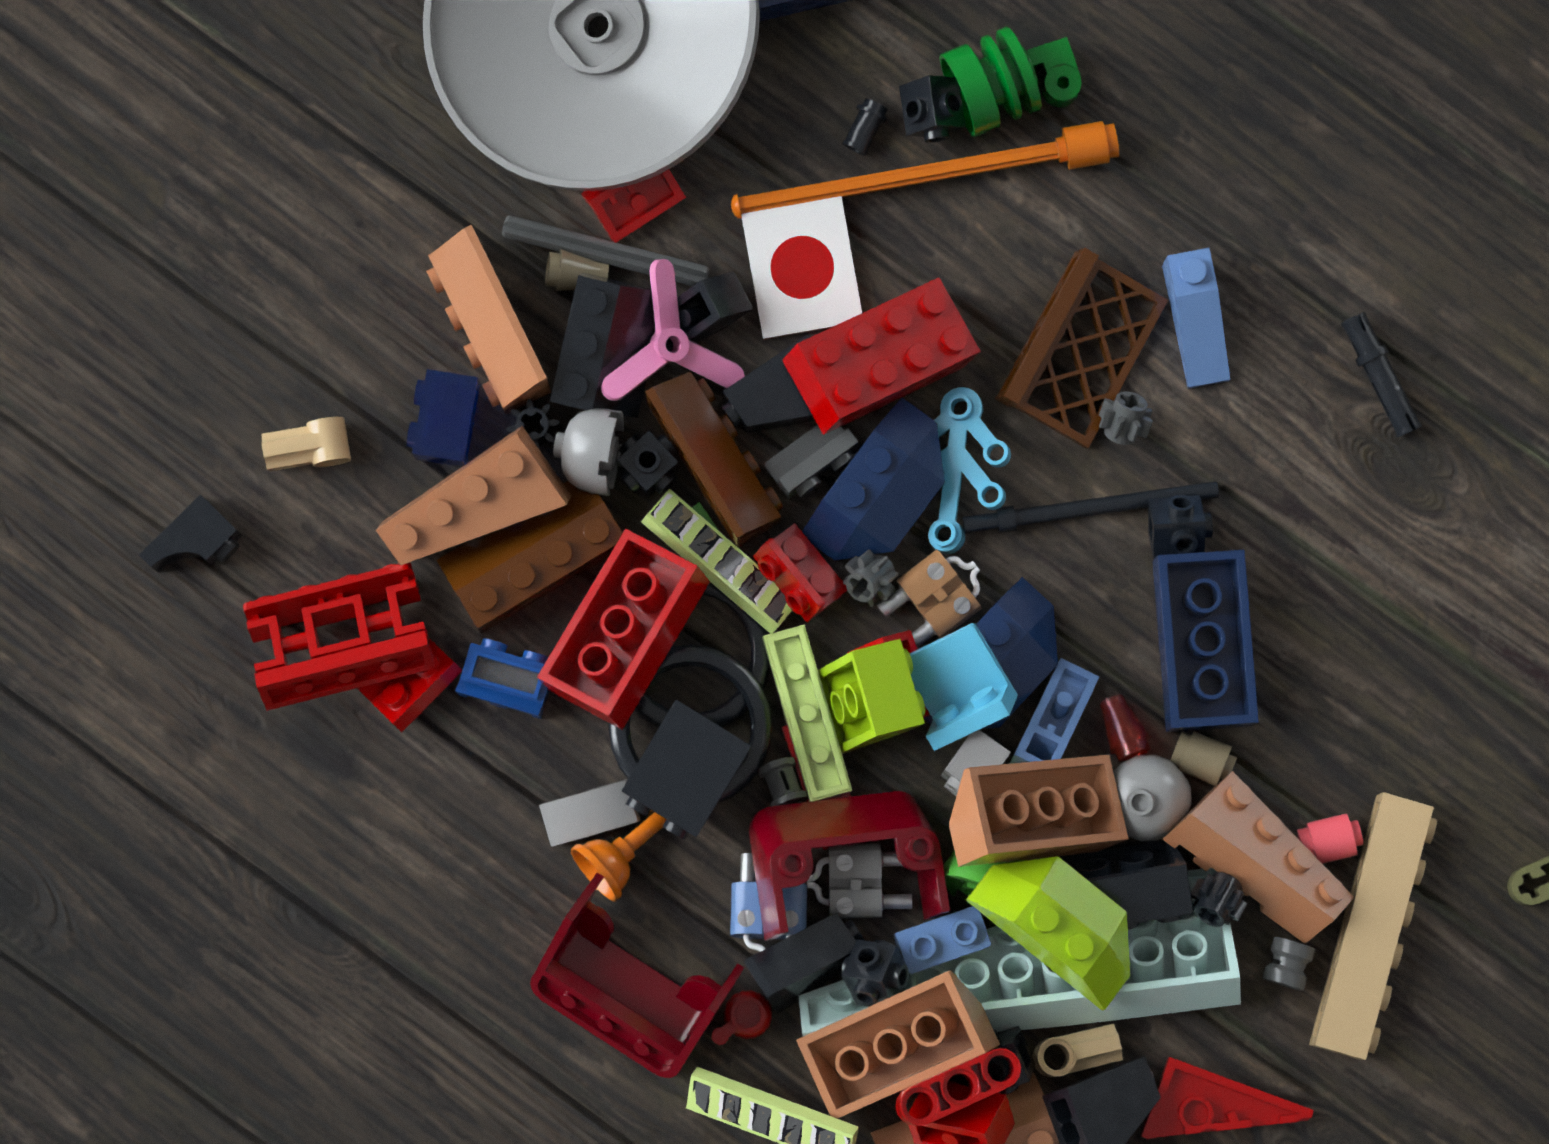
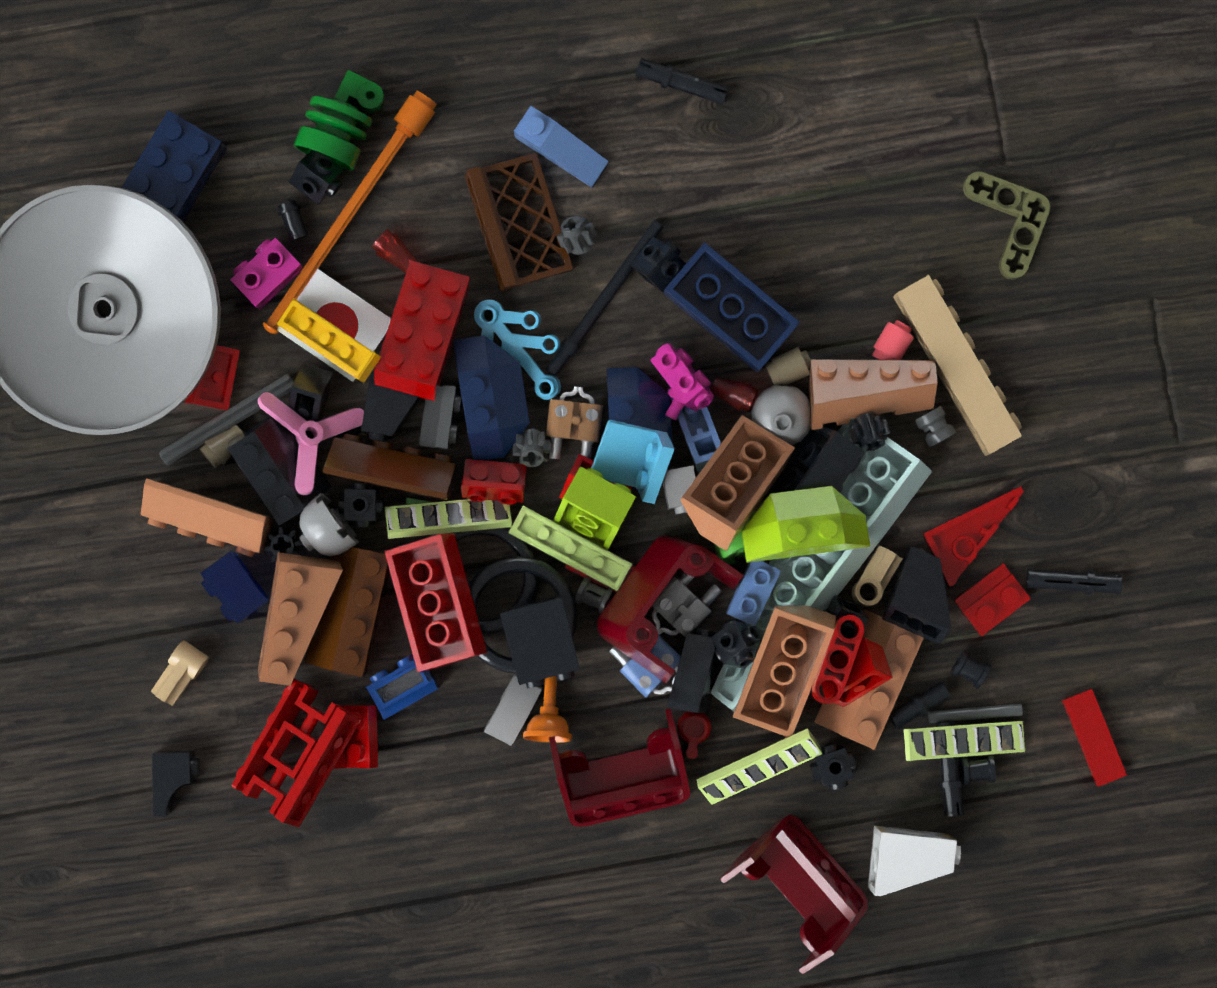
camera: 45 degrees left, 5 degrees up
(781, 273) = (328, 340): none -> yellow tile
(788, 150) = (266, 273): none -> dark pink brick
(932, 251) = (393, 250): none -> clear red cone
(1085, 669) = (686, 385): none -> dark pink brick

